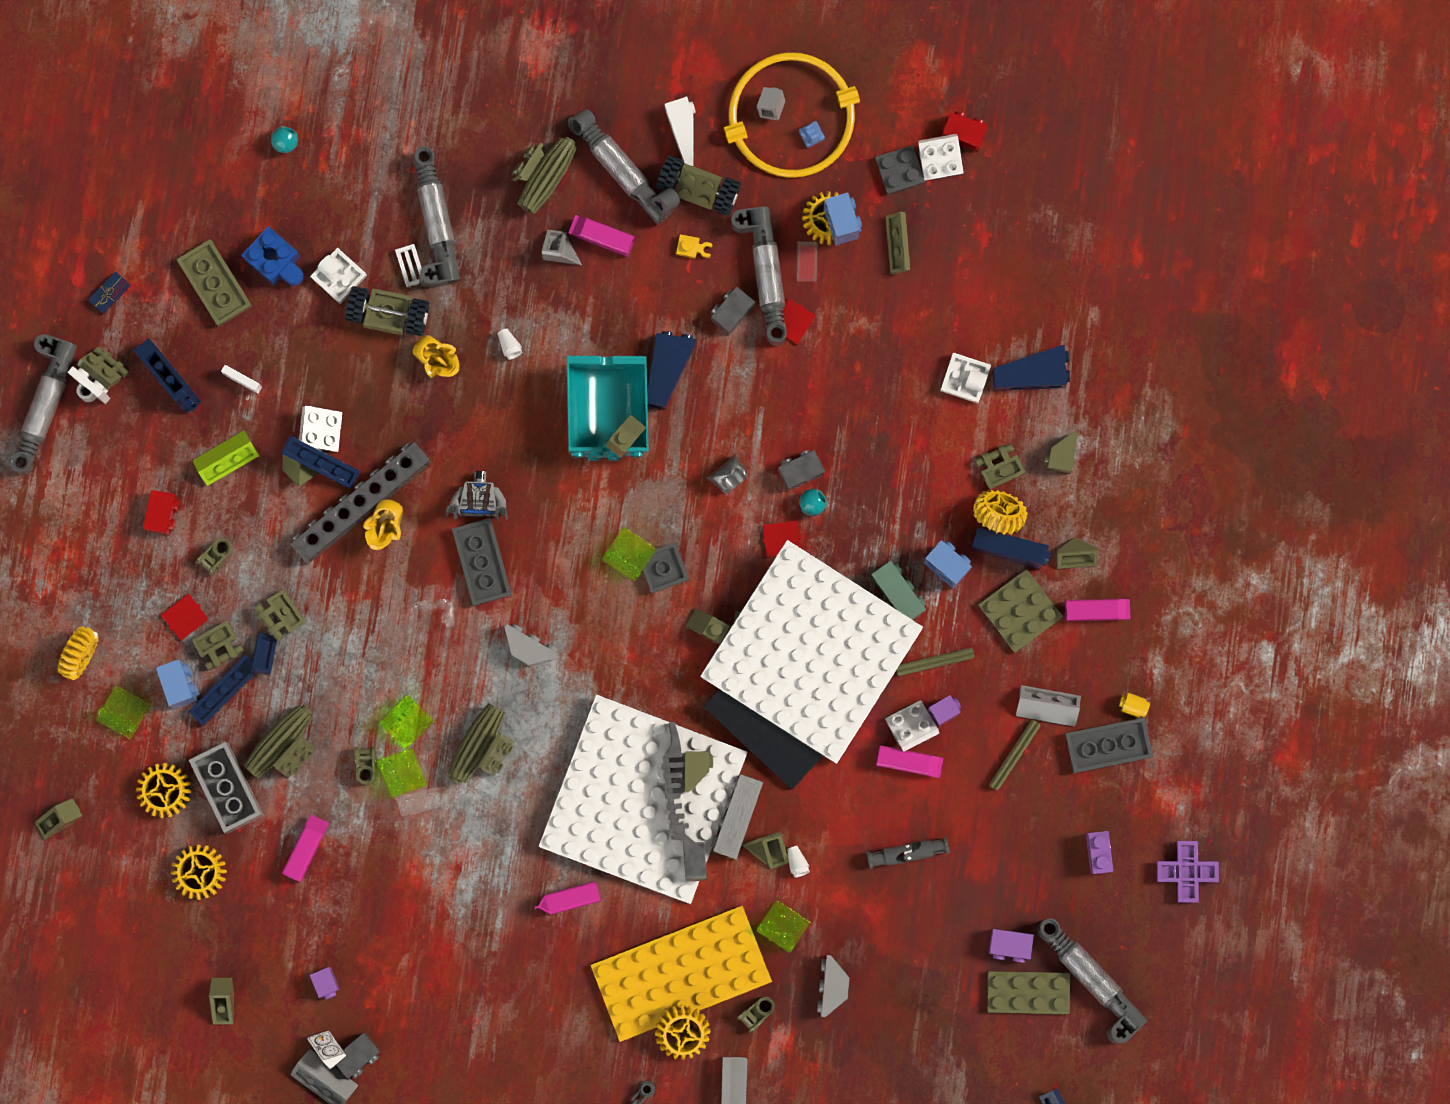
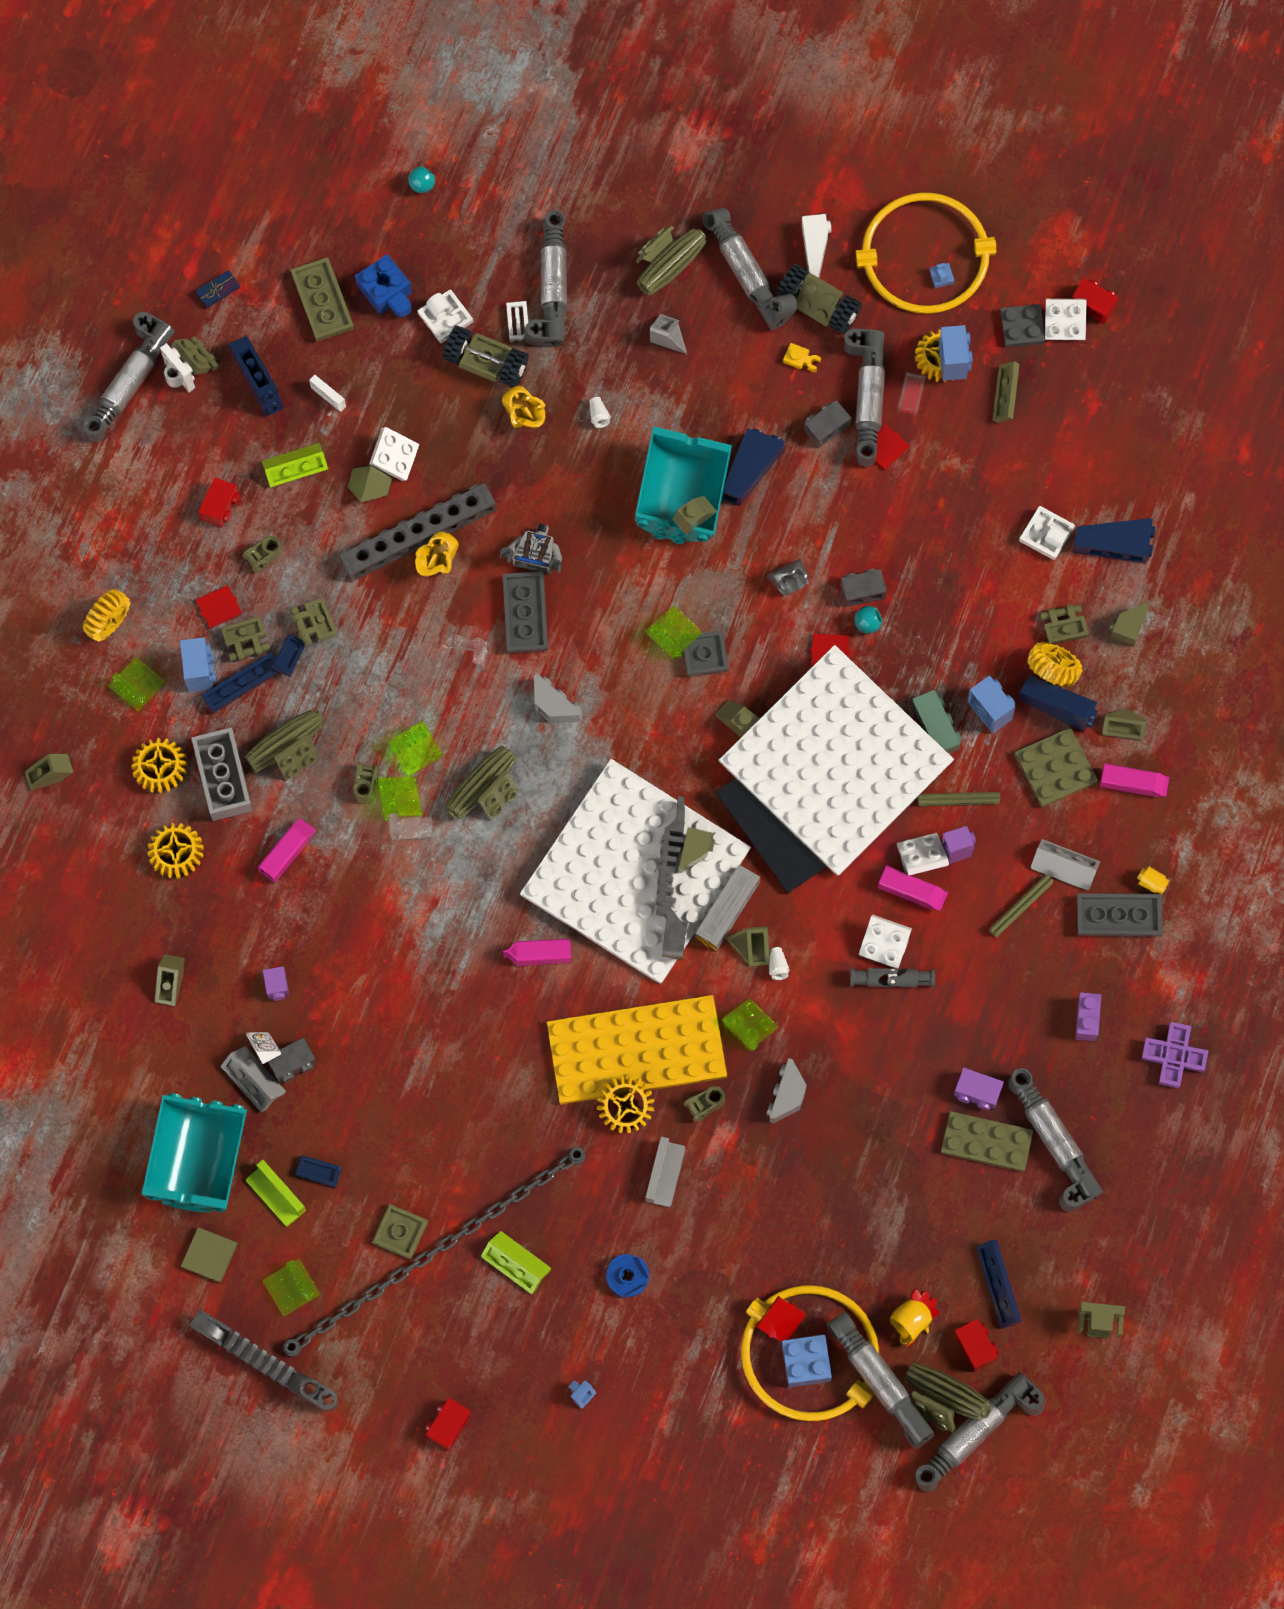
camera: 15 degrees right, 10 degrees down
(320, 461) = (387, 482): dark blue plate -> none
(602, 235) = (713, 328): dark pink piece -> none
(771, 103) = (907, 237): light grey brick -> none
(894, 819) = (885, 941): none -> white plate

